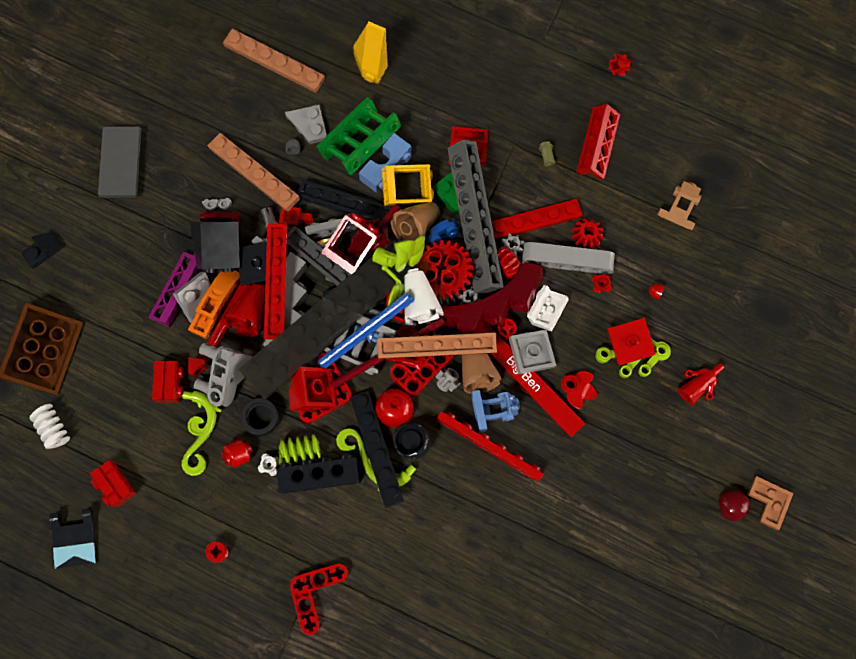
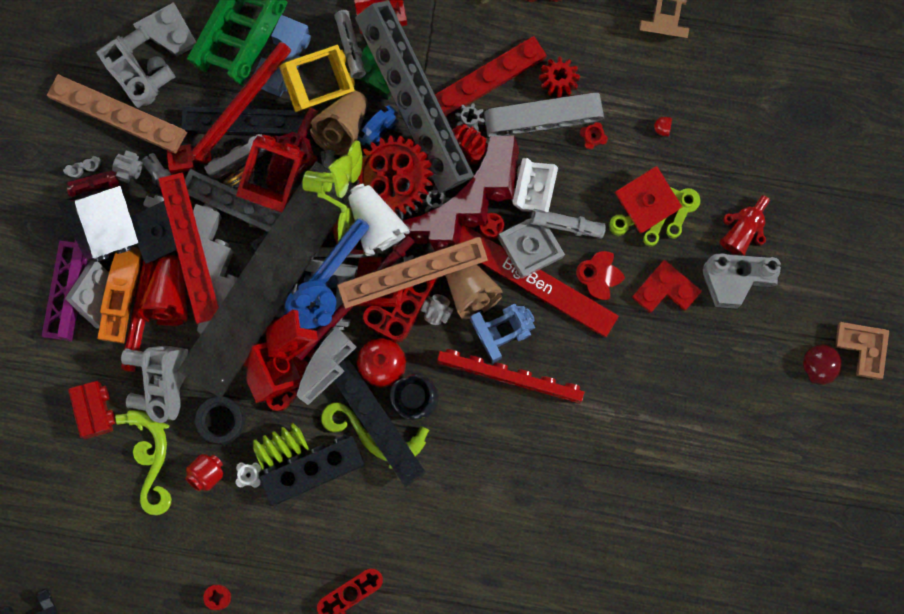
camera: 15 degrees left, 5 degrees up
(112, 484) = (63, 553): red brick -> none
(196, 366) = (122, 380): red slope -> none
(249, 211) = (127, 166): none -> light grey gear
(267, 135) = (124, 67): none -> light grey piece
(328, 369) = (286, 337): none -> red panel
(345, 186) = (241, 101): none -> red axle
(350, 397) = (324, 365): none -> light grey slope
(353, 358) = (318, 315): none -> blue plate
(438, 184) = (356, 66): none -> light grey pin
(571, 346) = (562, 222): none -> light grey pin
(629, 408) = (668, 282): none -> red plate
(677, 427) = (728, 287): none -> light grey piece

